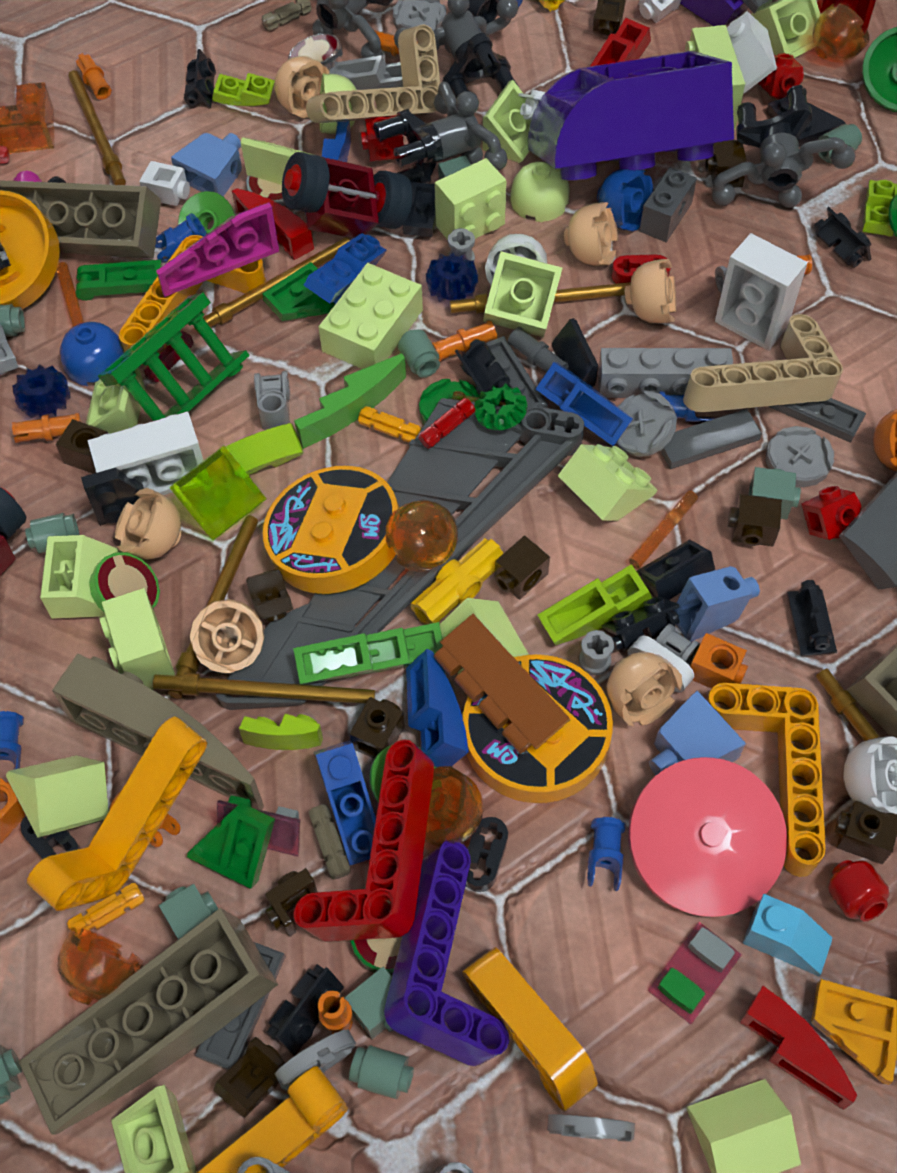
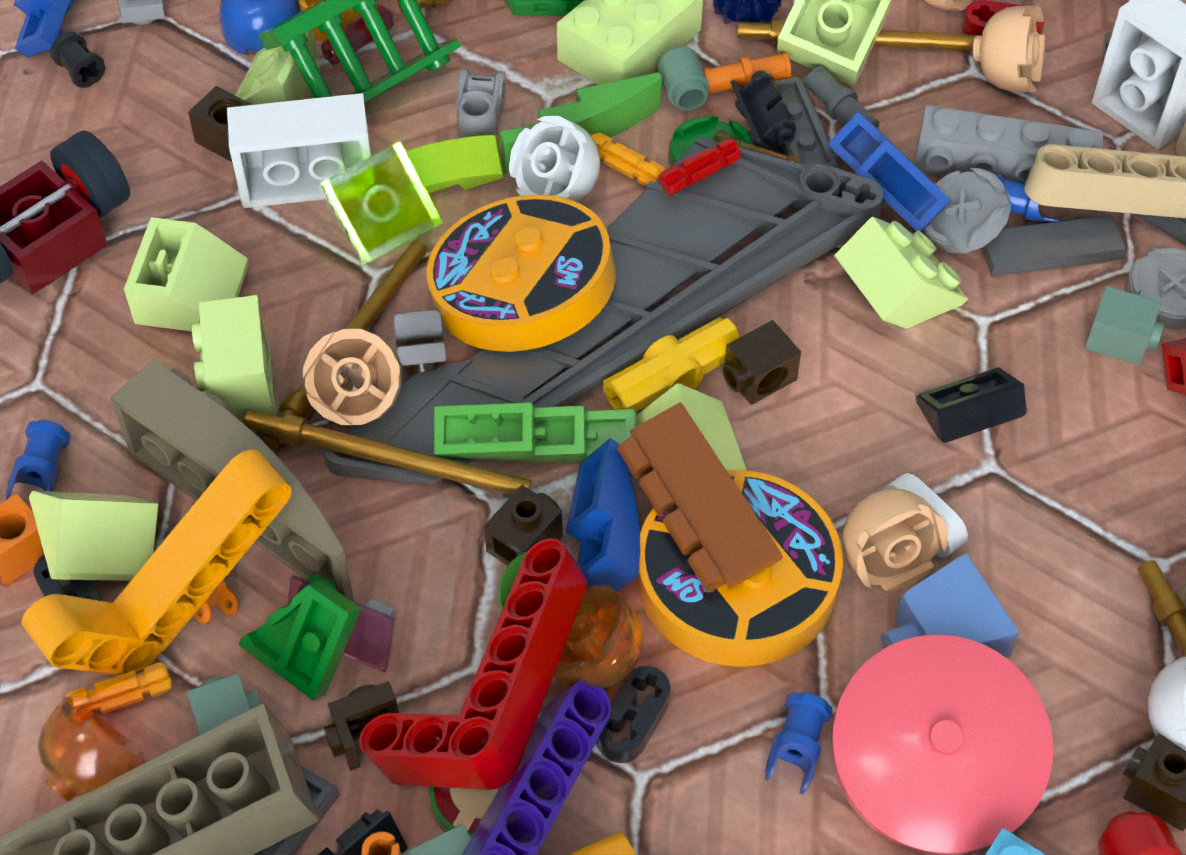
camera: 10 degrees right, 5 degrees down
(41, 391) = (186, 50): clear blue gear -> none
(42, 428) = (174, 94): orange pin -> none
(50, 526) = (156, 207): sand green brick -> none
(109, 493) = (252, 187): black wing -> none
(120, 575) = (236, 276): tile -> none
(149, 525) = (284, 231): light nougat cylinder -> none
(292, 734) = (407, 517): lime slope -> none
(329, 841) = (429, 660): dark tan axle -> none
(339, 437) = (555, 160): none -> white cylinder
(348, 799) = (464, 606): blue slope -> none
(422, 535) = (634, 294): clear orange cylinder -> none
(508, 416) = (784, 167): green gear -> none
(573, 348) = (892, 107): black slope -> none
(594, 605) = (852, 427): lime slope -> none
(595, 642) = (839, 485): light grey bush -> none
(629, 625) = (929, 454): black hinge -> none
(663, 529) = (965, 349): clear orange bar -> none
(677, 643) = (966, 503): light grey bush -> none
(713, 601) = (1012, 446): medium blue torso -> none
(717, 650) = (998, 511): orange brick -> none
(755, 520) = (1094, 356): dark brown brick -> none
(791, 760) = (1083, 672): light orange beam -> none
(811, 620) = (1146, 495): black hinge -> none

